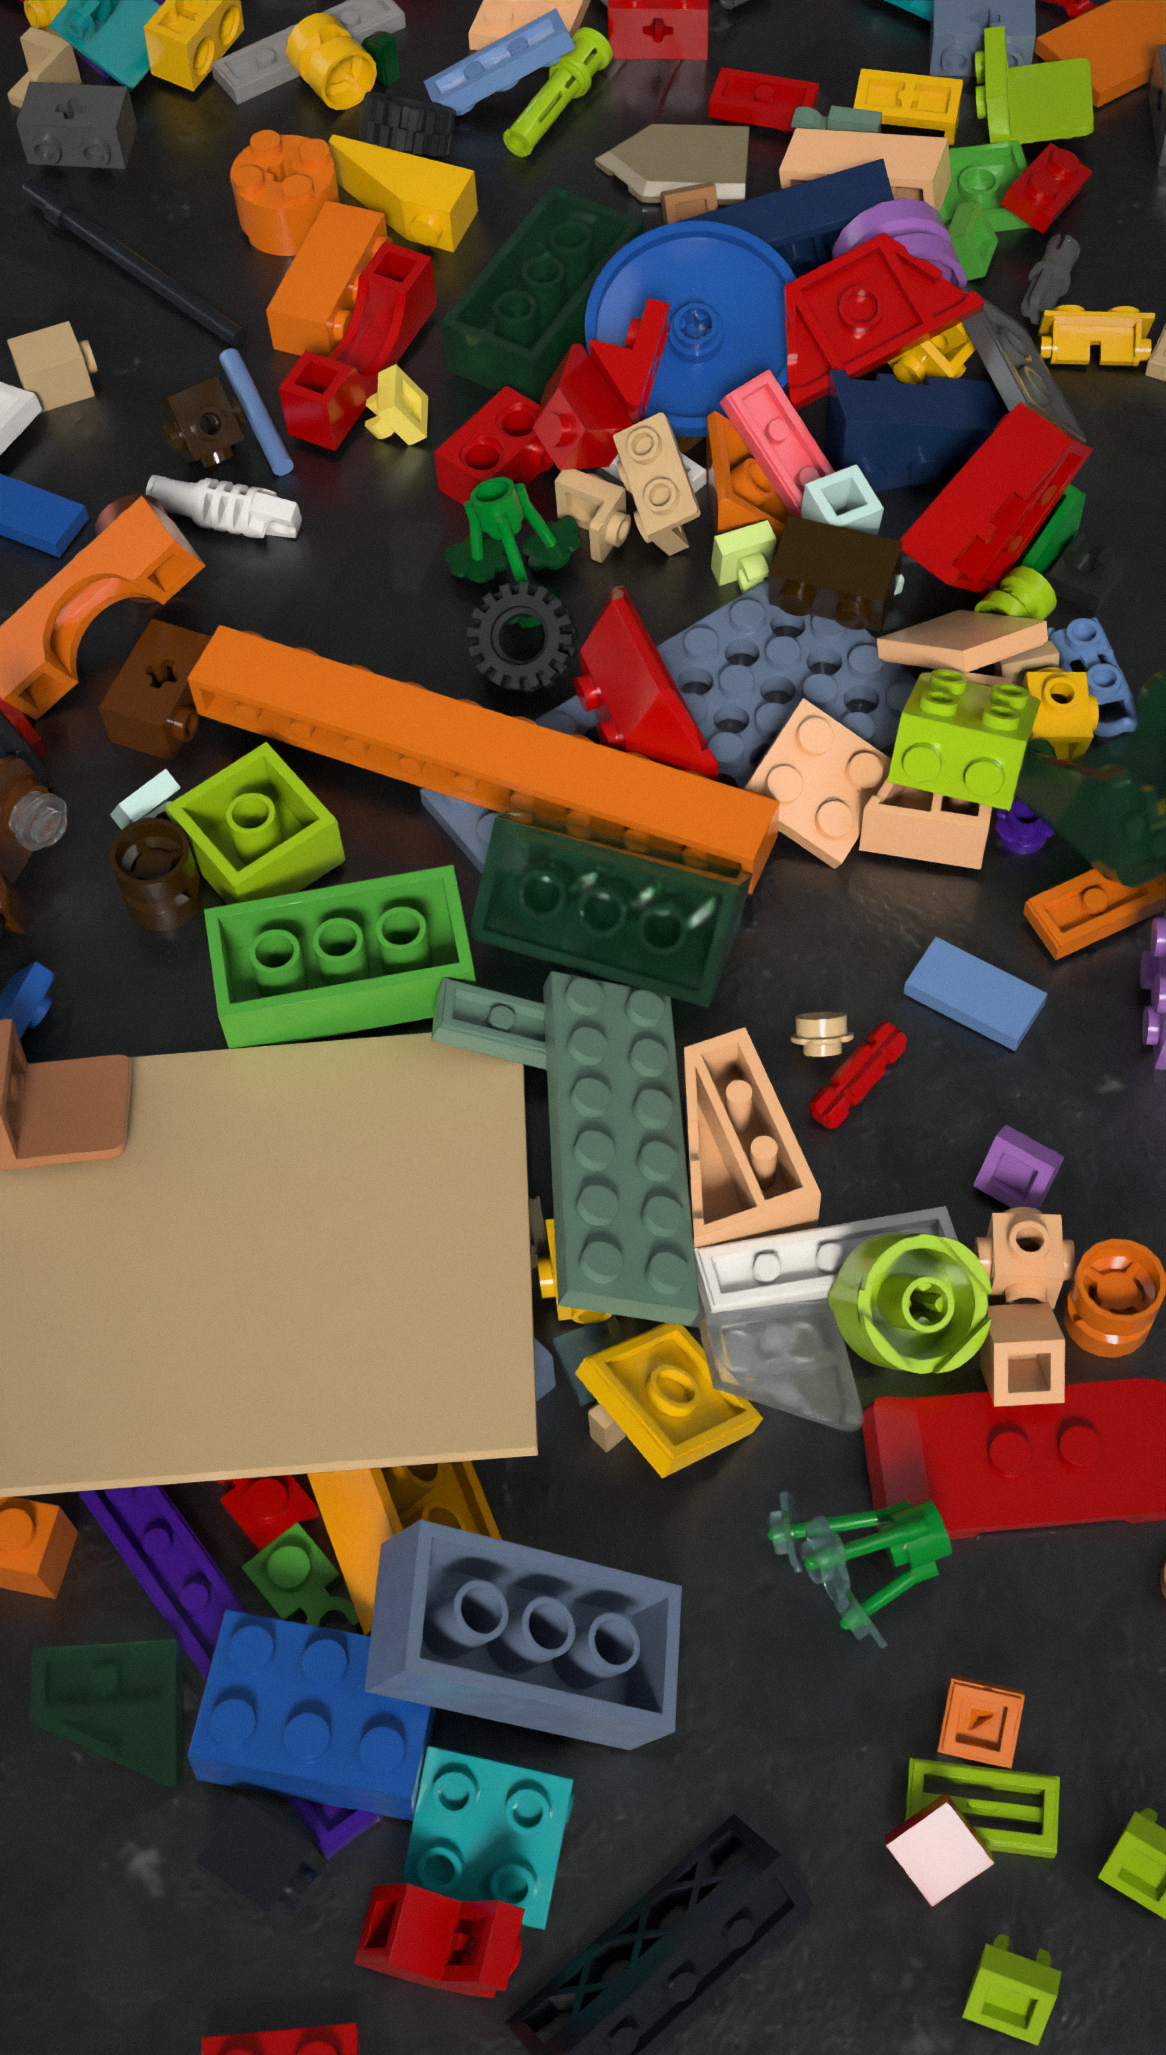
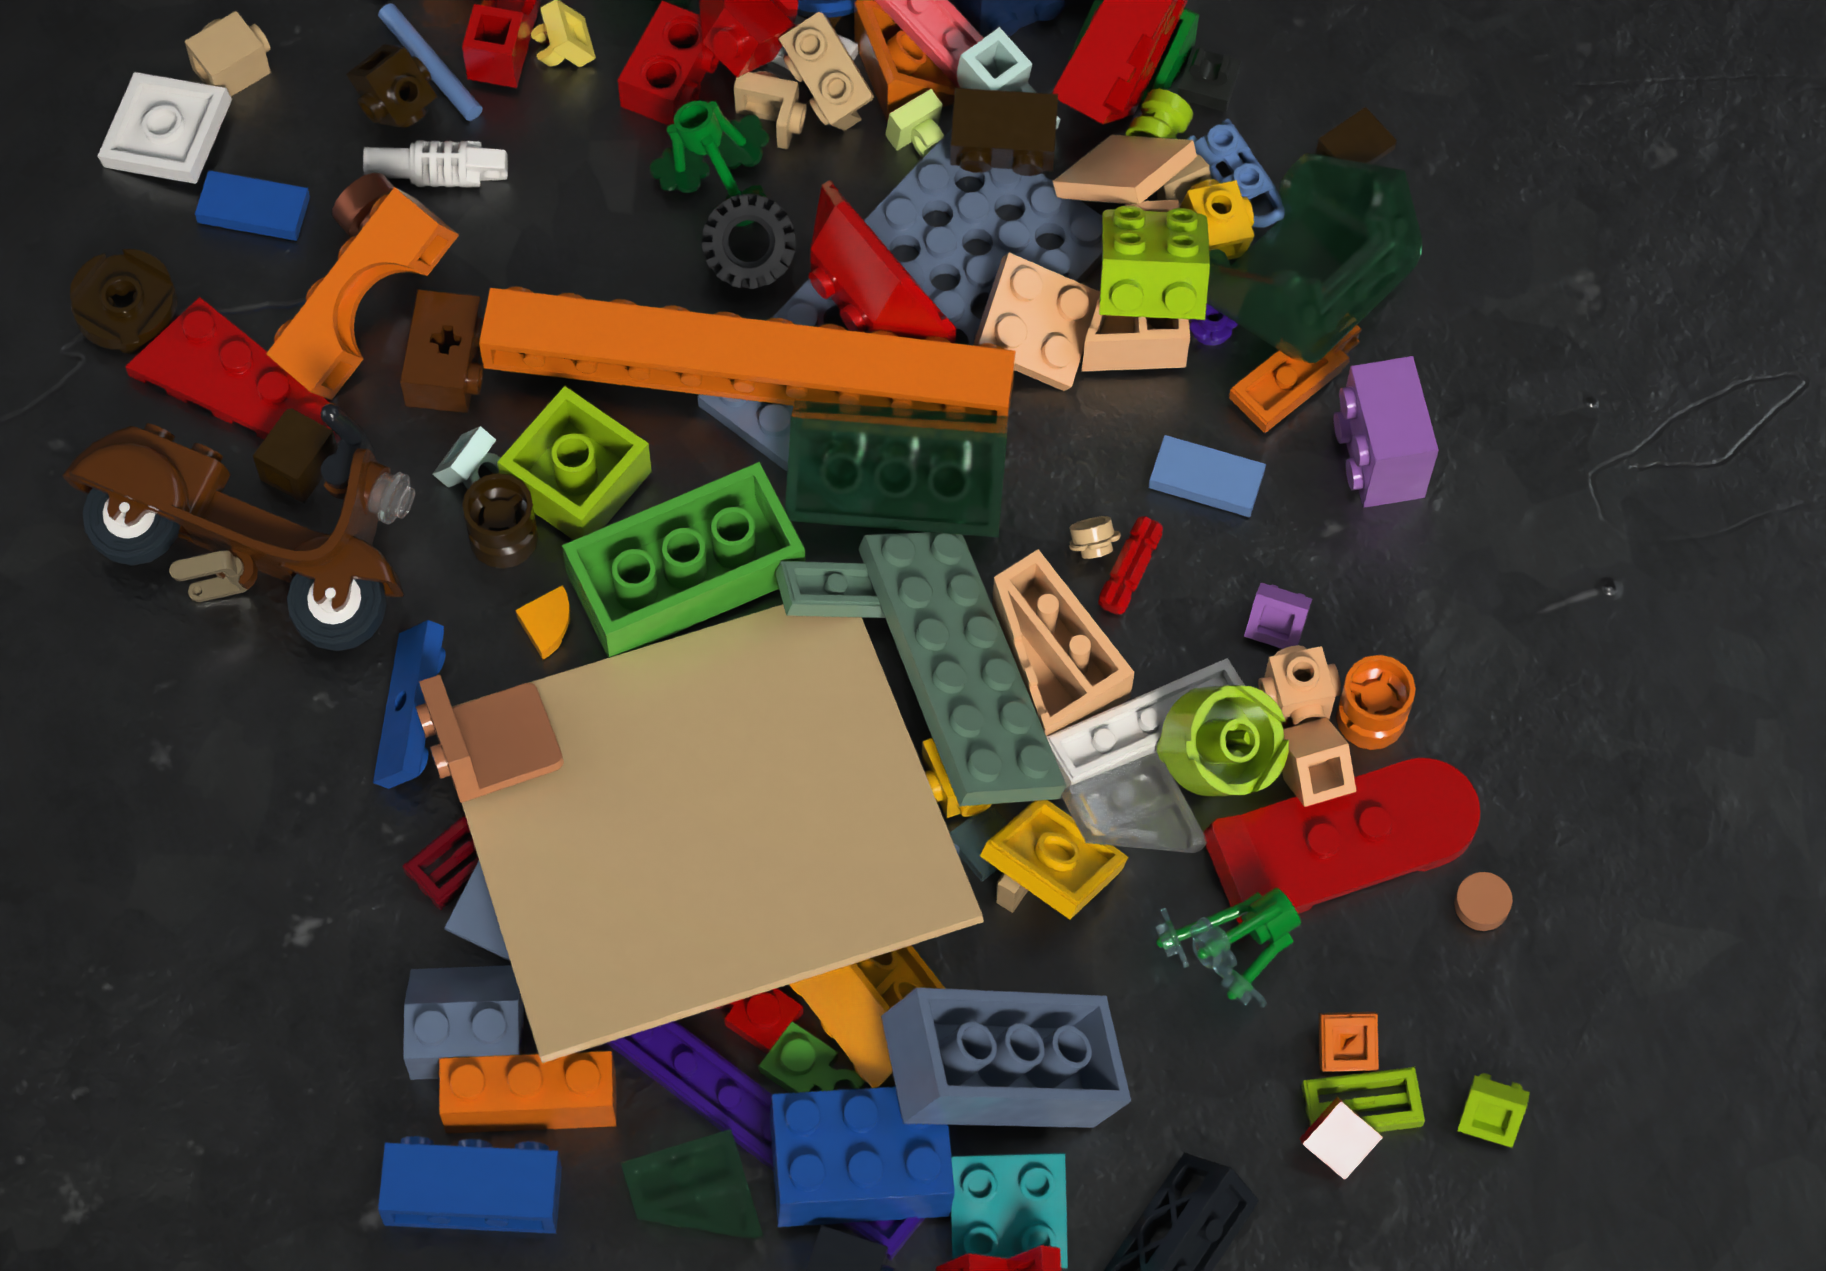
camera: 20 degrees left, 5 degrees up
(177, 994) = (546, 620): none -> light orange tile
(1012, 1991) = (1416, 1222): lime tile -> none

